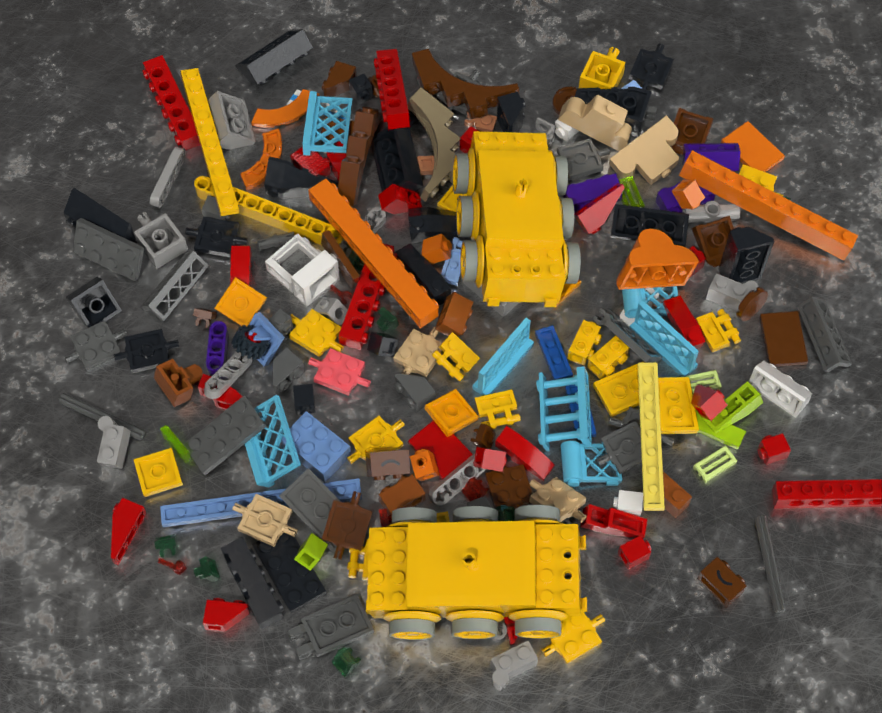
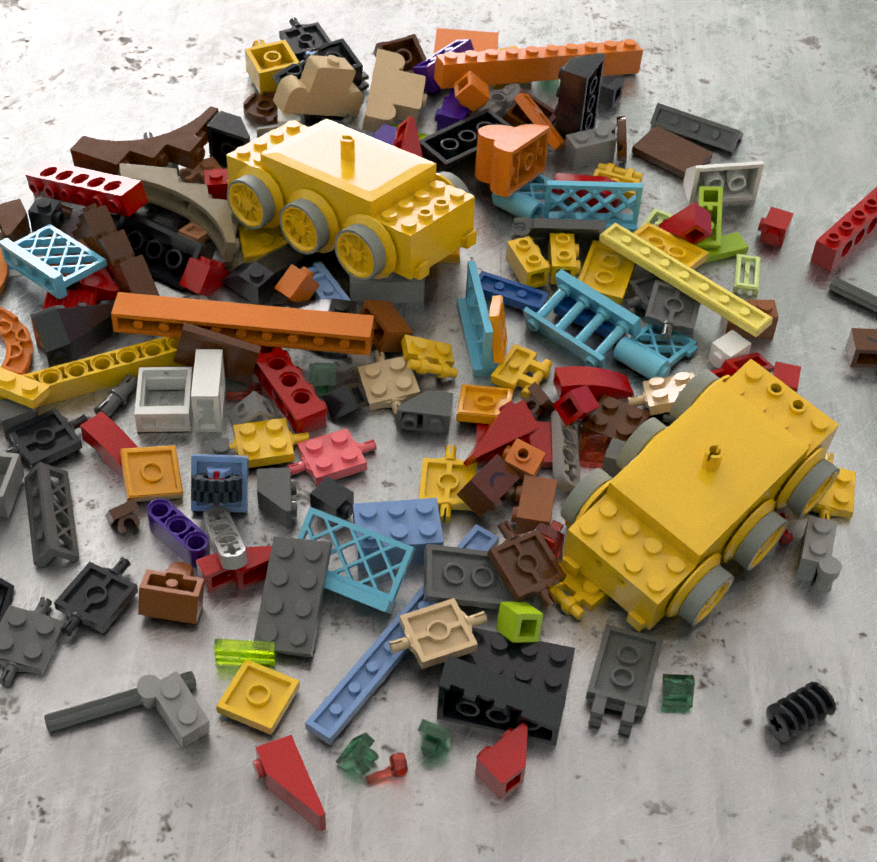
camera: 50 degrees left, 15 degrees down
(434, 439) = (511, 423): none -> red slope
(504, 373) = (498, 323): none -> light orange tile
(712, 249) = (539, 118): none -> orange tile
(797, 260) = (611, 93): none -> black panel

